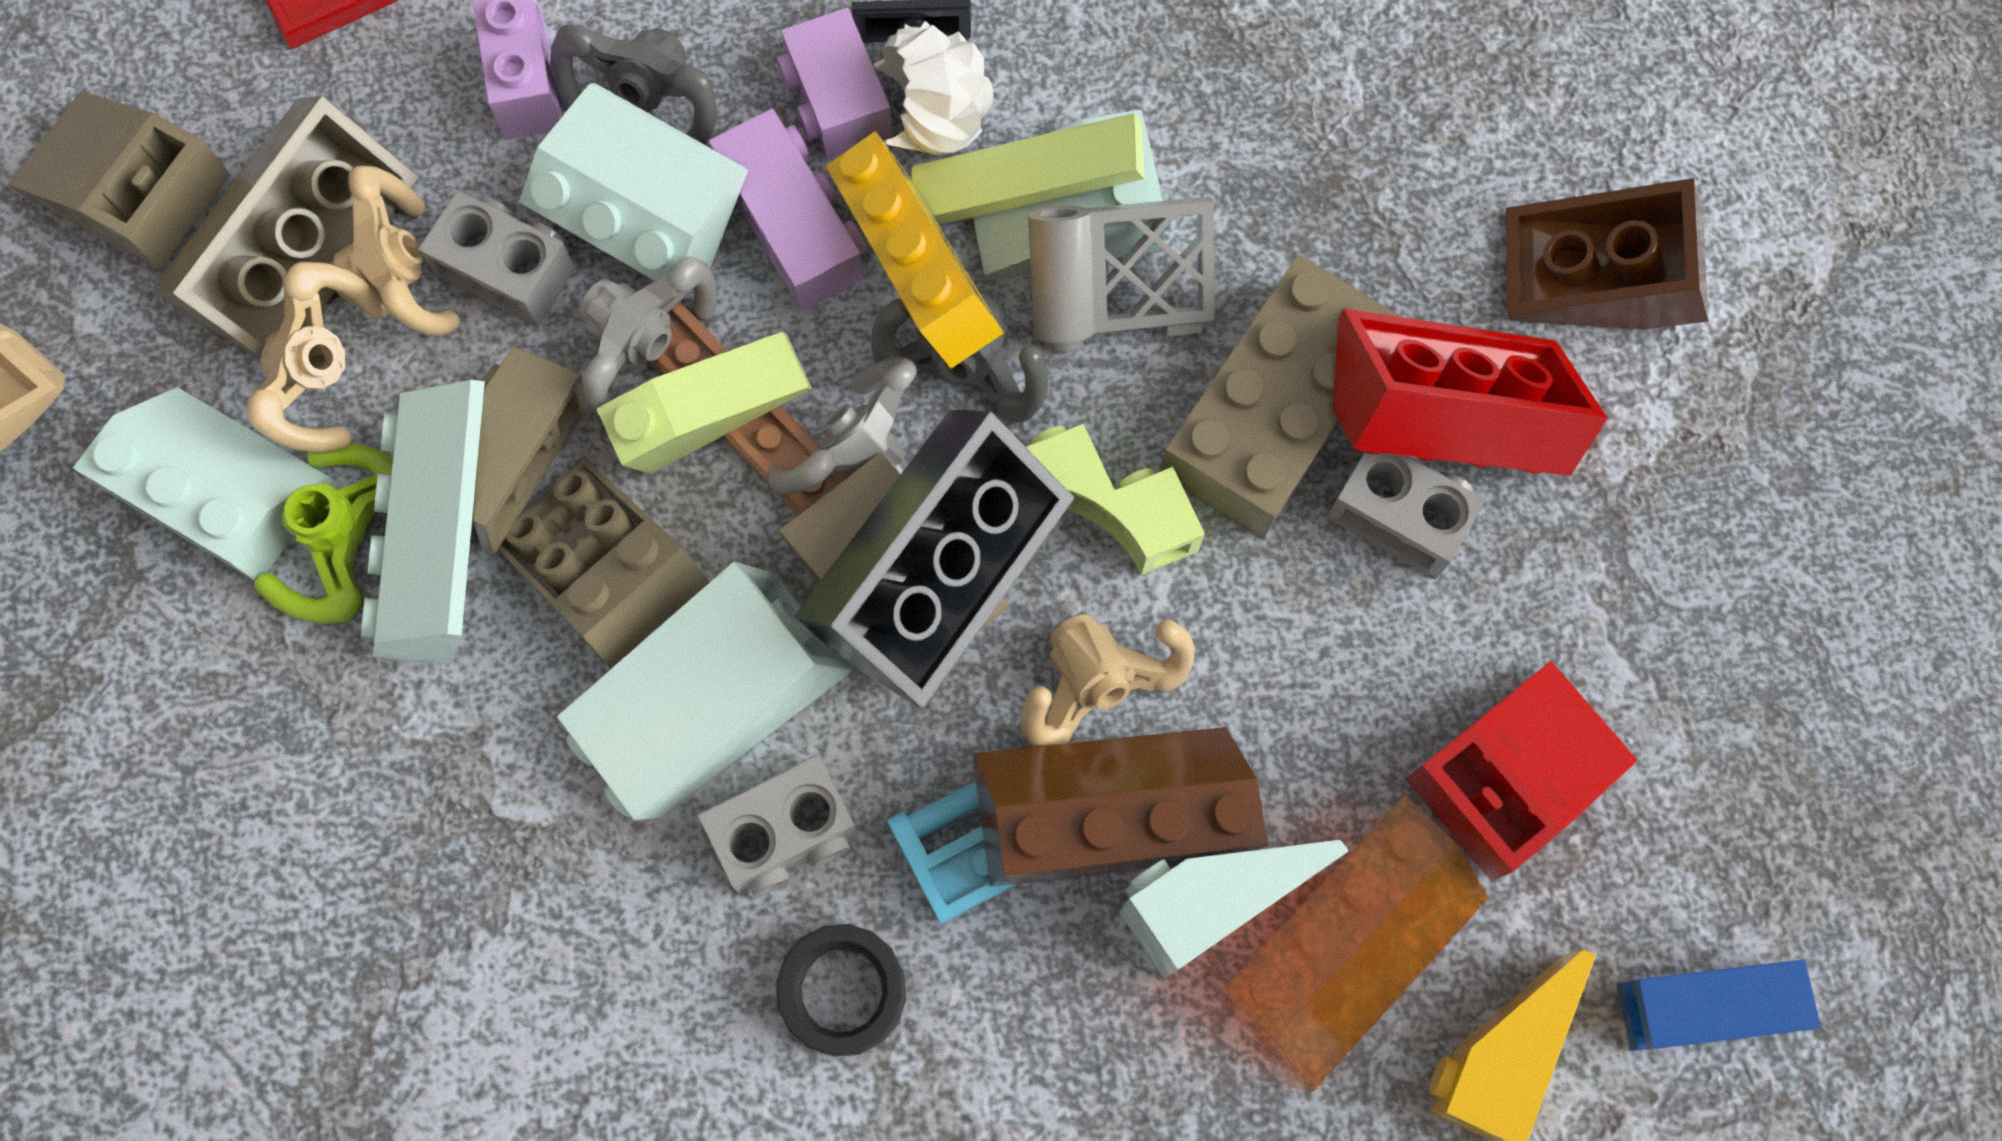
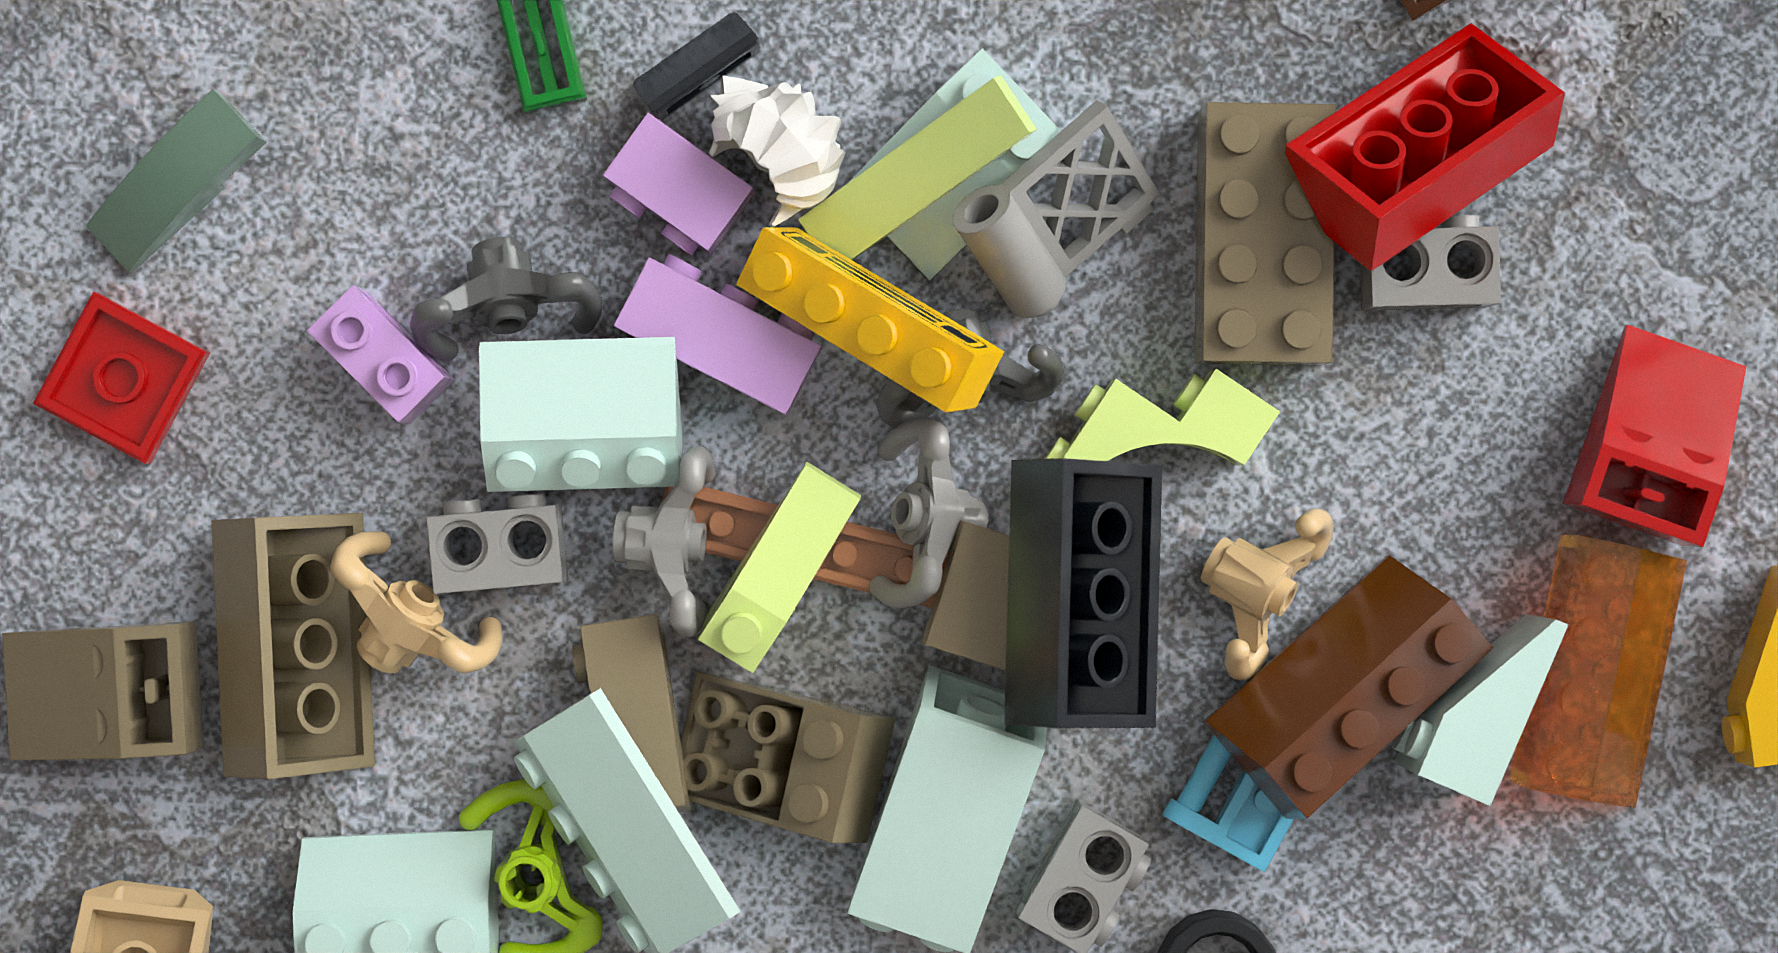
camera: 30 degrees left, 15 degrees up
(306, 355) = (411, 753): tan piece -> none

